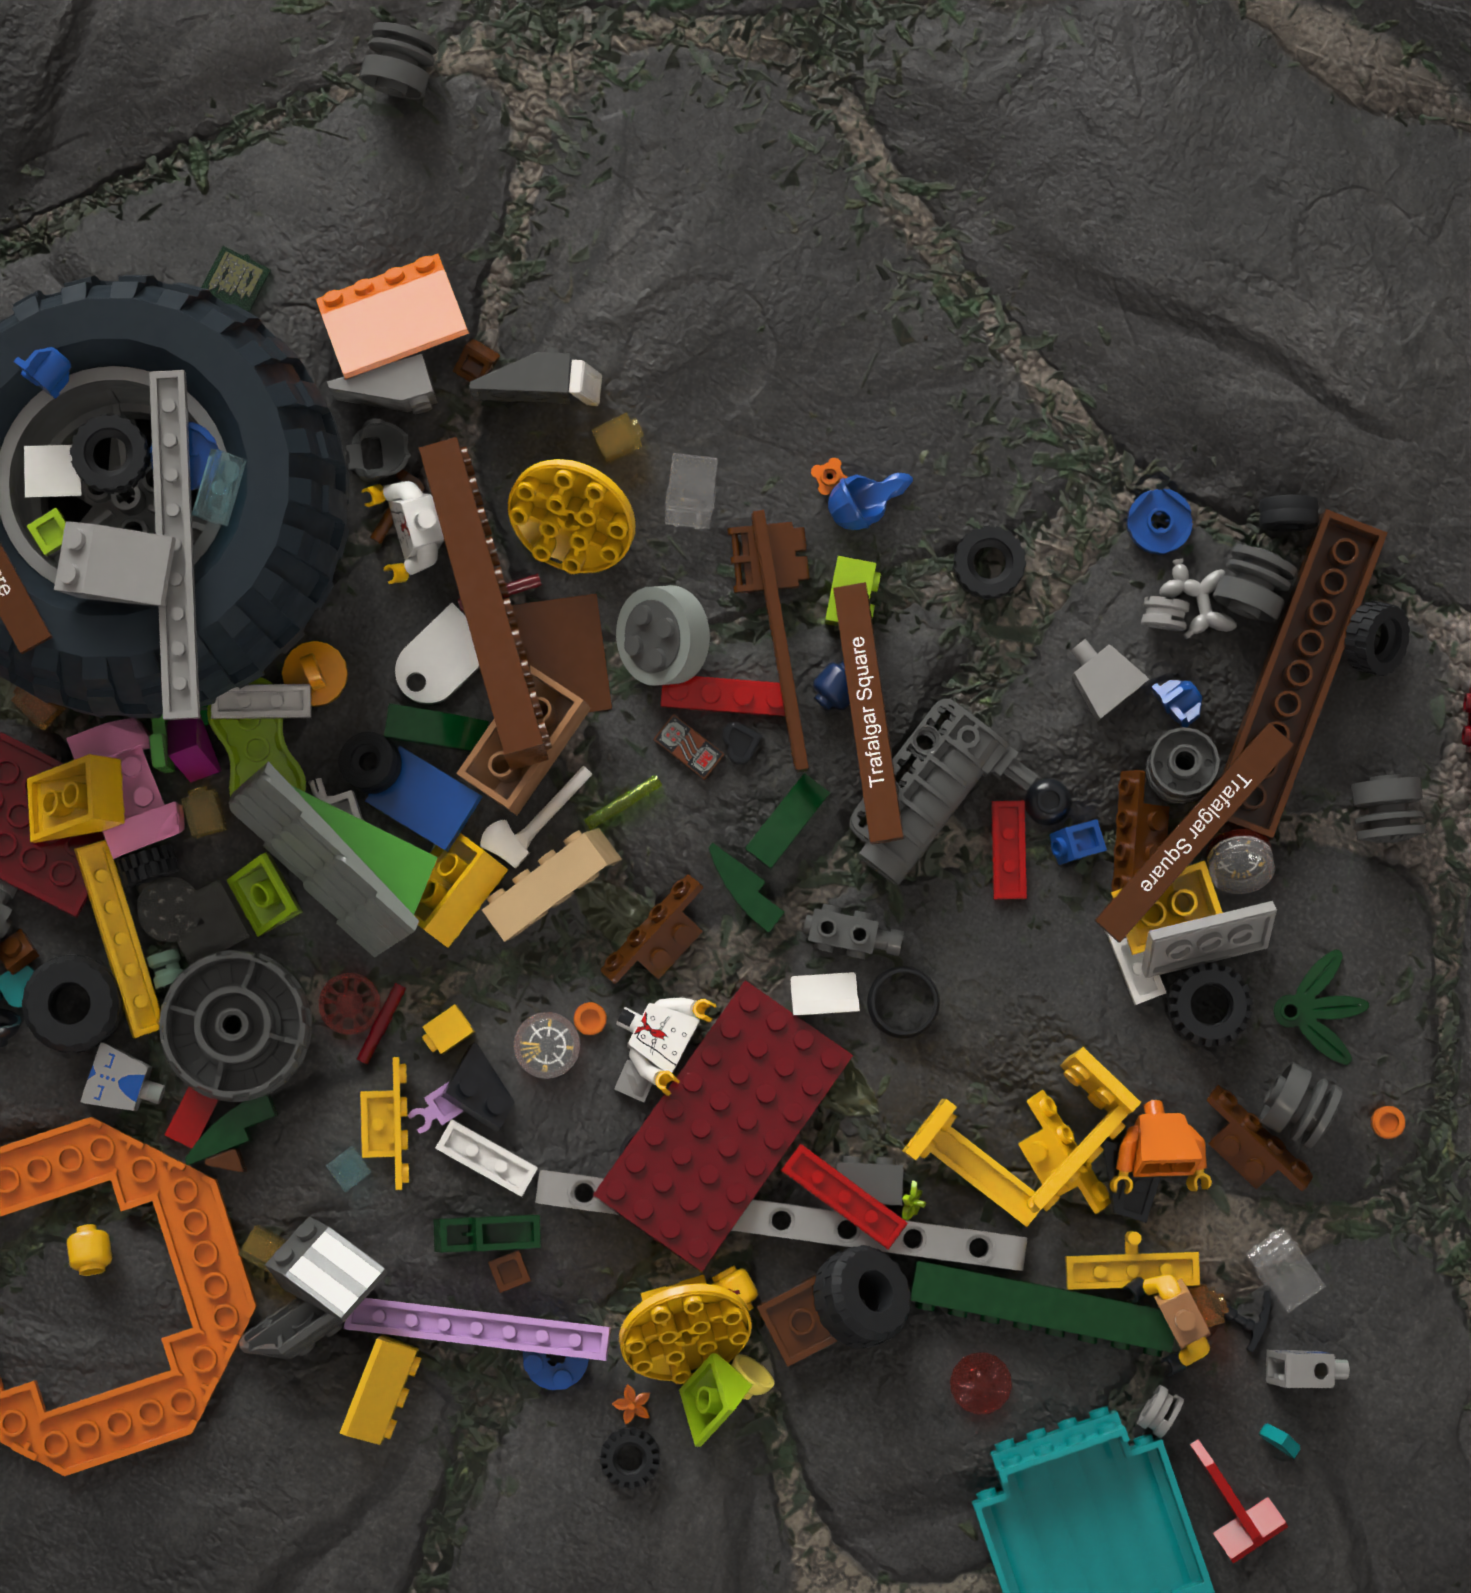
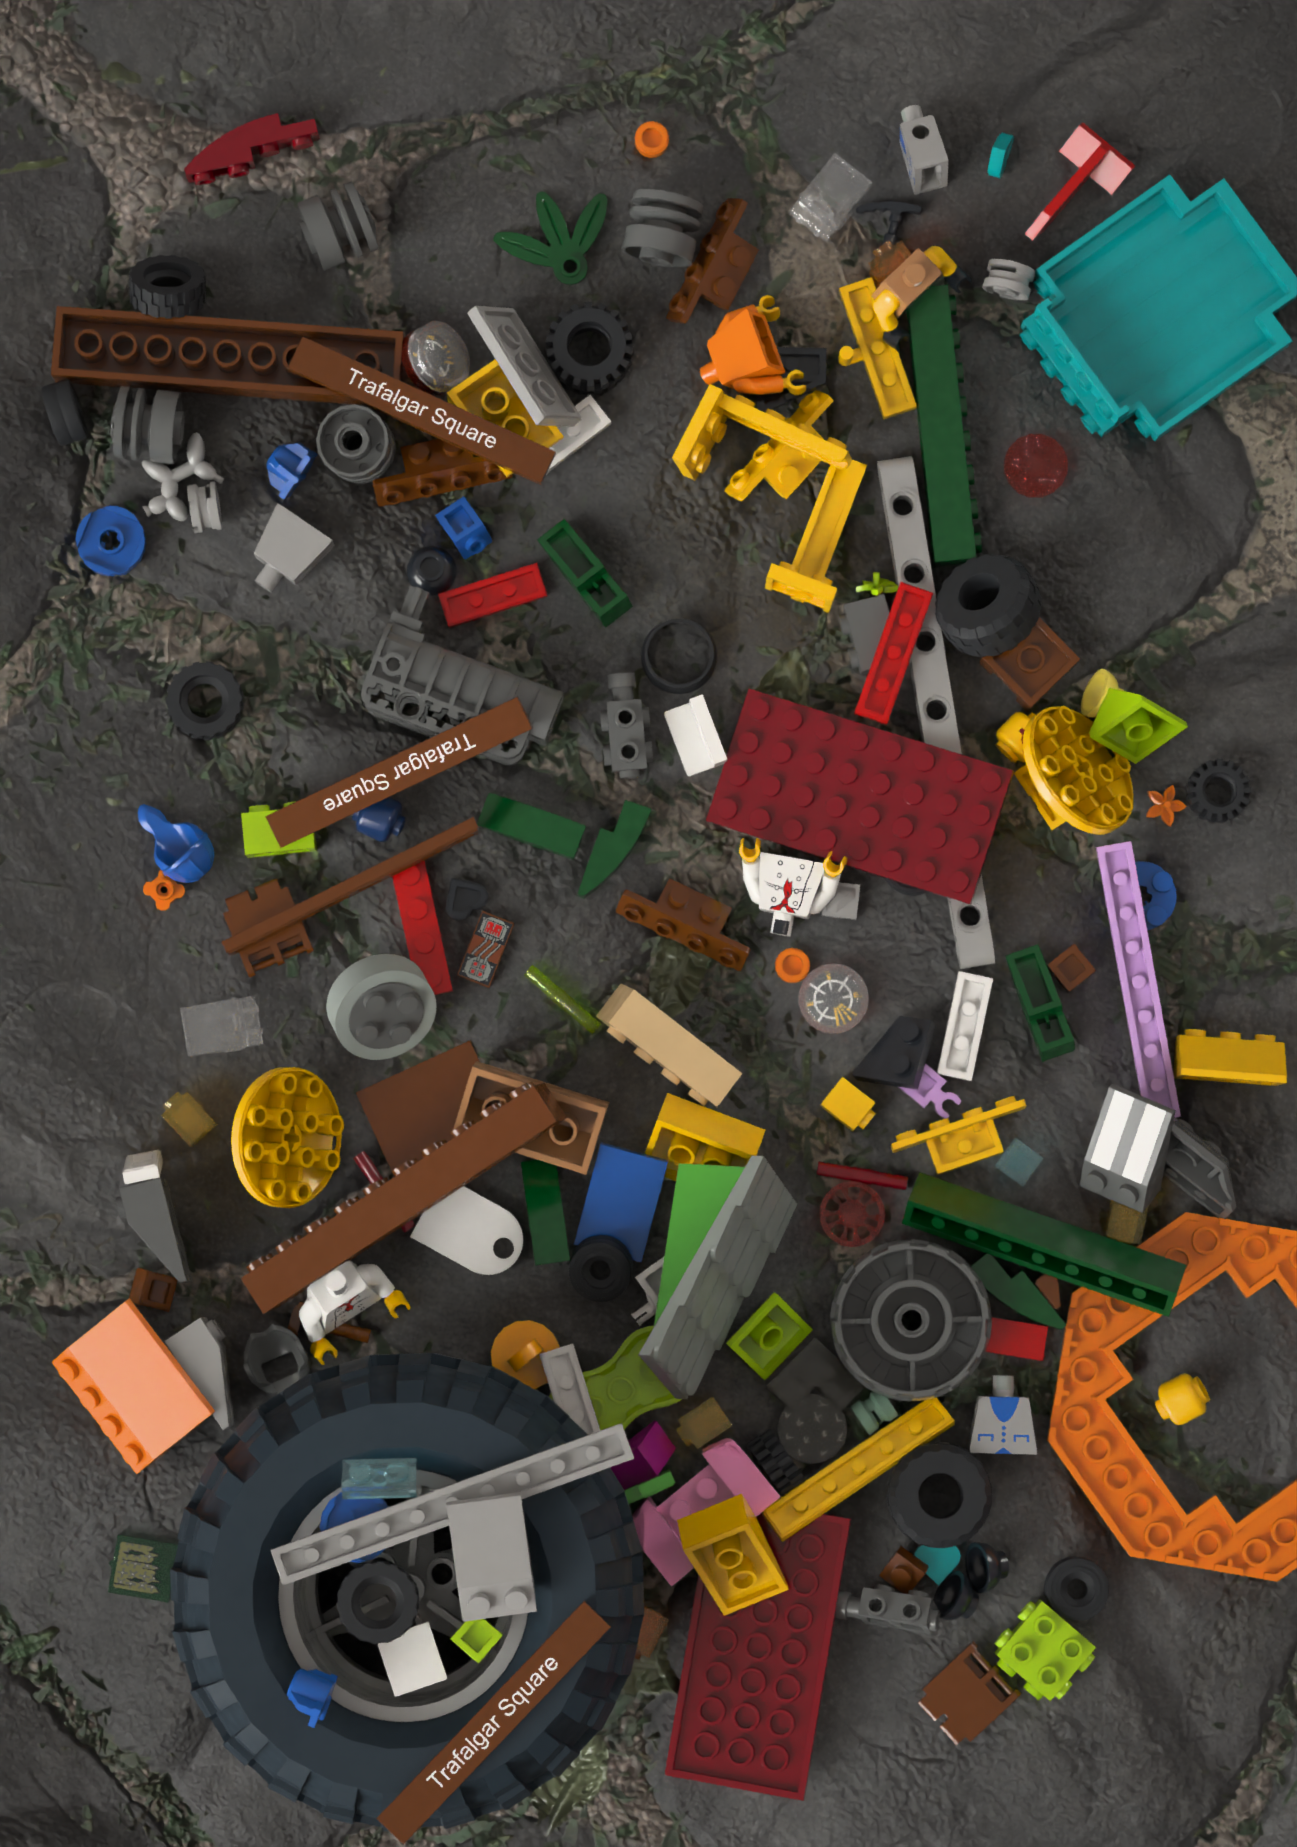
camera: 105 degrees left, 0 degrees up
(265, 1167) = (1043, 1244): none -> dark green brick
(512, 848) = (643, 1097): white piece -> none
(1004, 939) = (585, 573): none -> dark green slope

